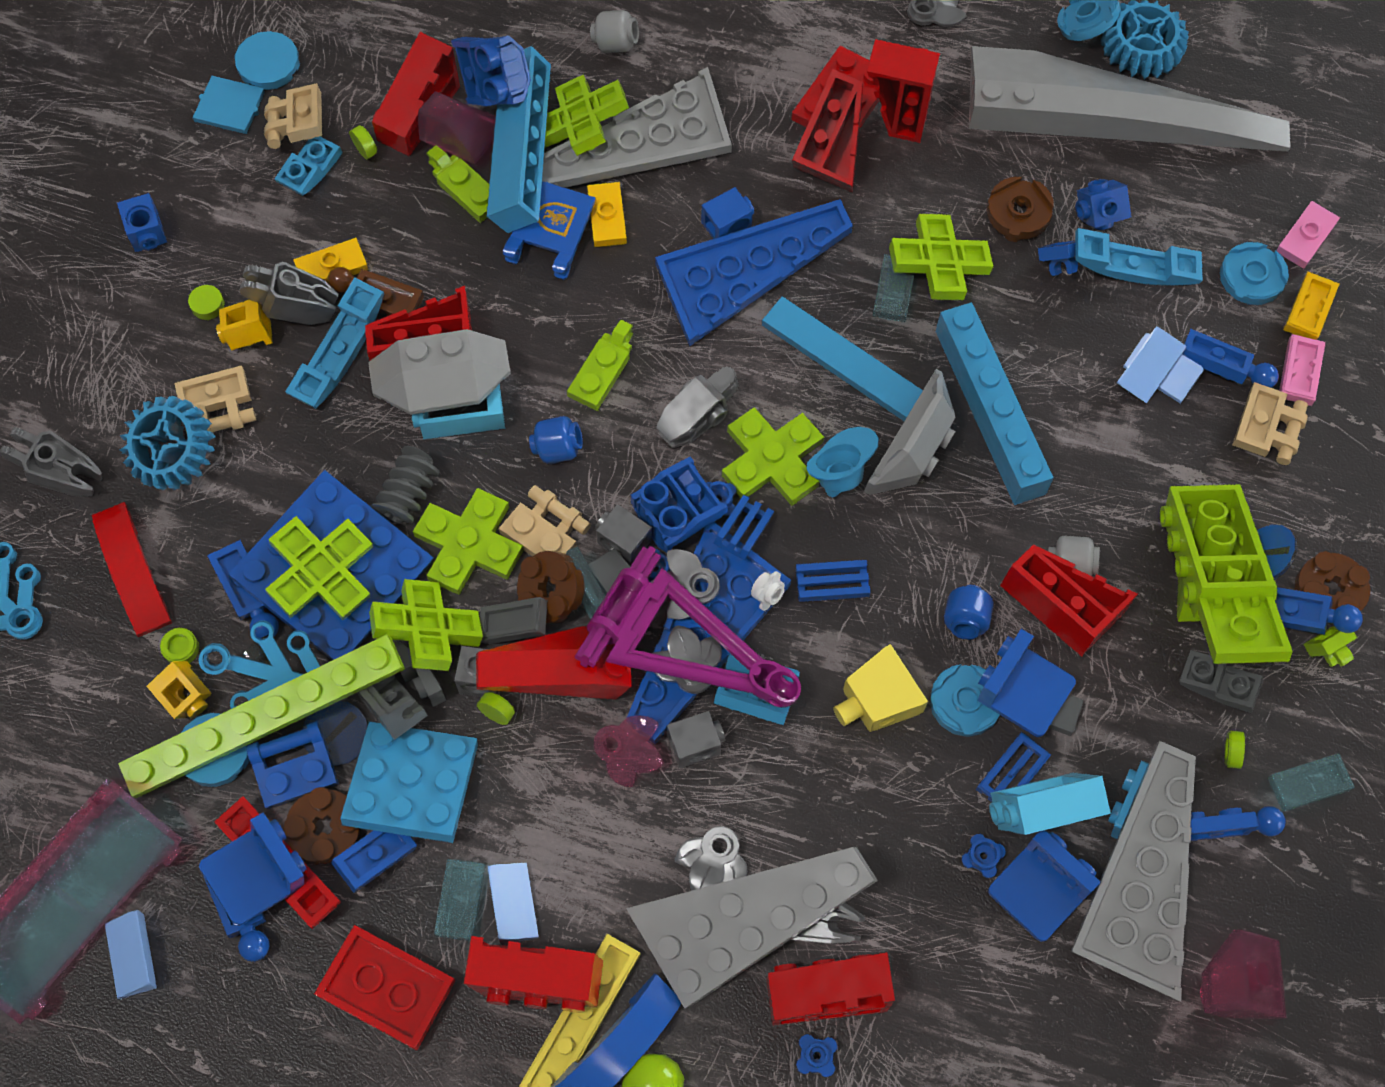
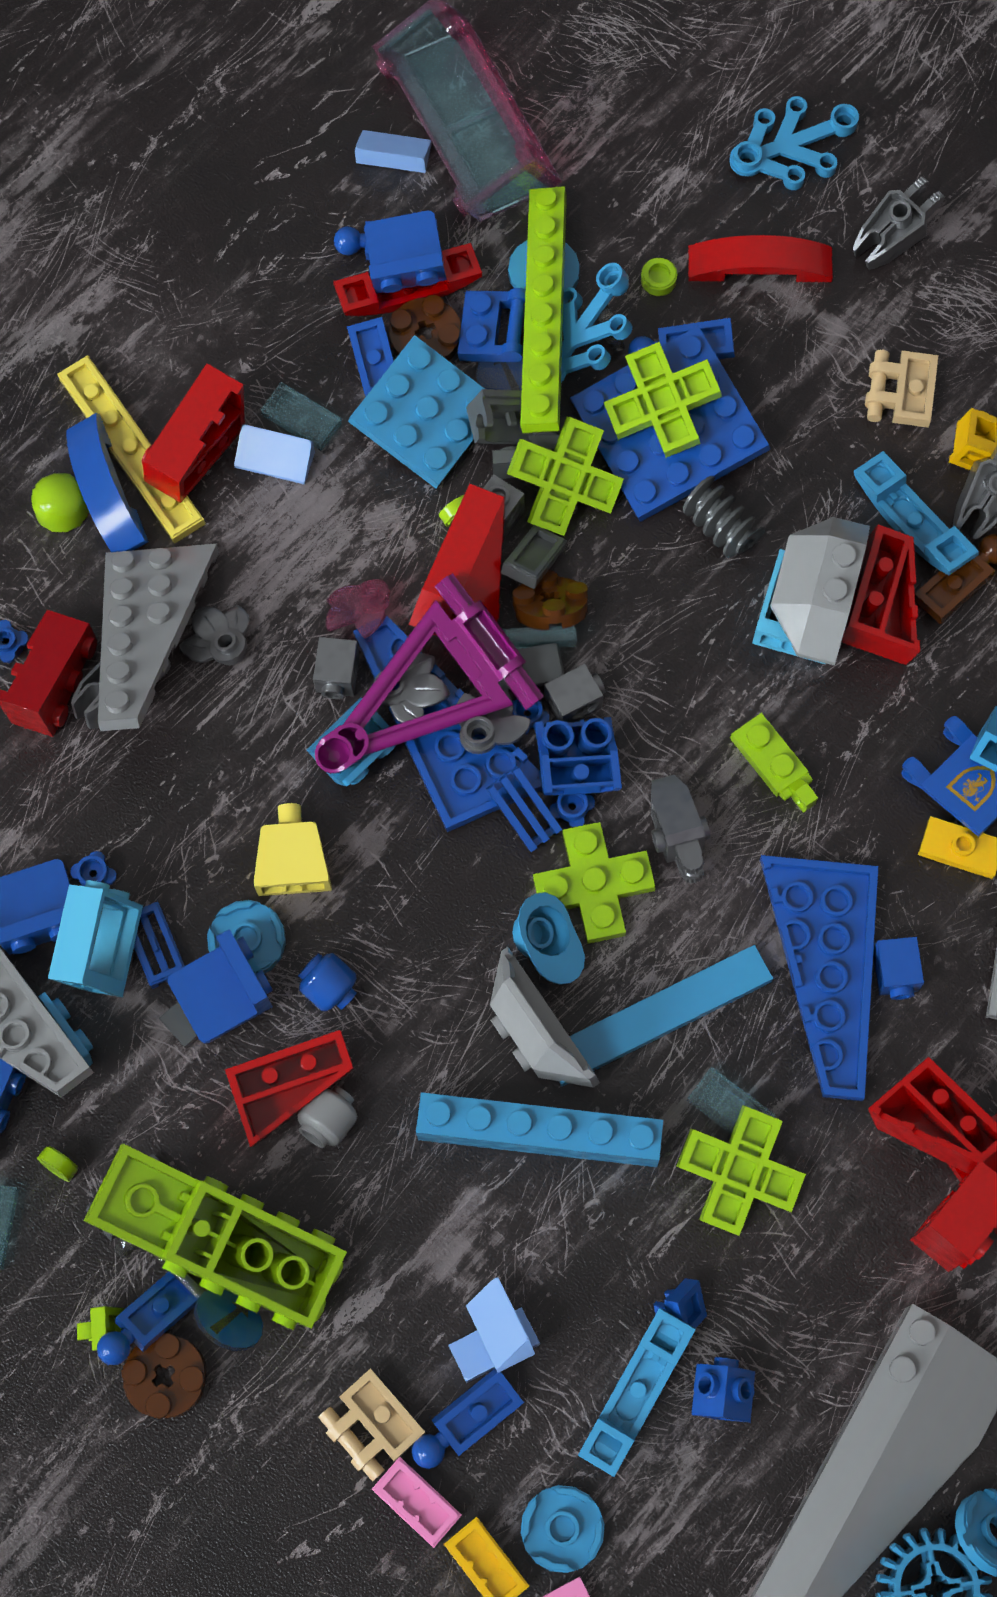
camera: 120 degrees right, 5 degrees up
(162, 424) = (870, 325): dark azure gear -> none
(169, 689) = (606, 249): yellow brick -> none
(385, 987) = (256, 326): red plate -> none
(468, 541) = (642, 558): lime plate -> none
(538, 534) = (616, 622): tan plate -> none
(556, 440) = (708, 677): blue head -> none
(768, 589) = (441, 792): white plate -> none
(832, 568) = (442, 845): blue tile -> none
(1013, 223) = (750, 1317): reddish brown plate -> none

